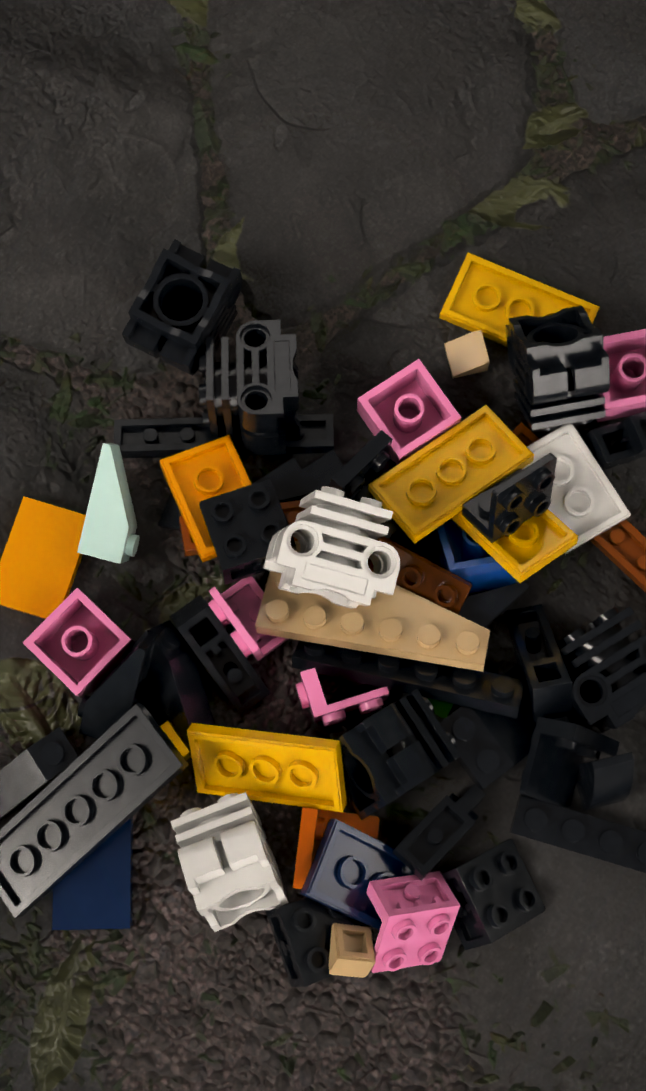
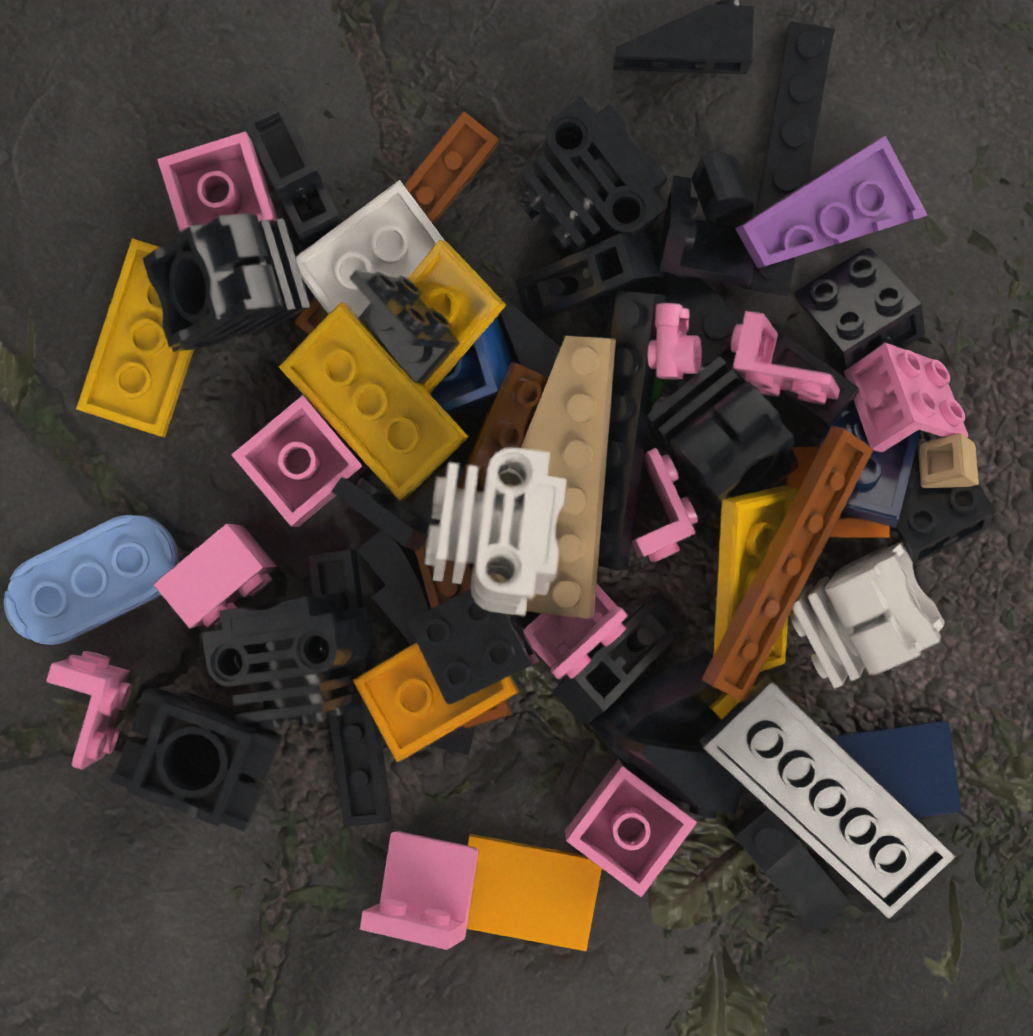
camera: 100 degrees left, 10 degrees up
(51, 475) = (424, 891): none -> bright pink bracket
(110, 514) = (468, 813): light aqua slope -> none
(240, 250) = (109, 694): none -> bright pink bracket
(281, 793) = (788, 563): none -> dark orange plate
(325, 340) = (216, 576): none -> bright pink brick
(333, 252) = (89, 579): none -> light blue tile
(460, 788) = (754, 351): none -> bright pink bracket
(467, 354) = (211, 397): tan slope -> none
(470, 717) = (673, 351): none -> bright pink plate
(584, 887) = (841, 204): none -> medium lavender wing

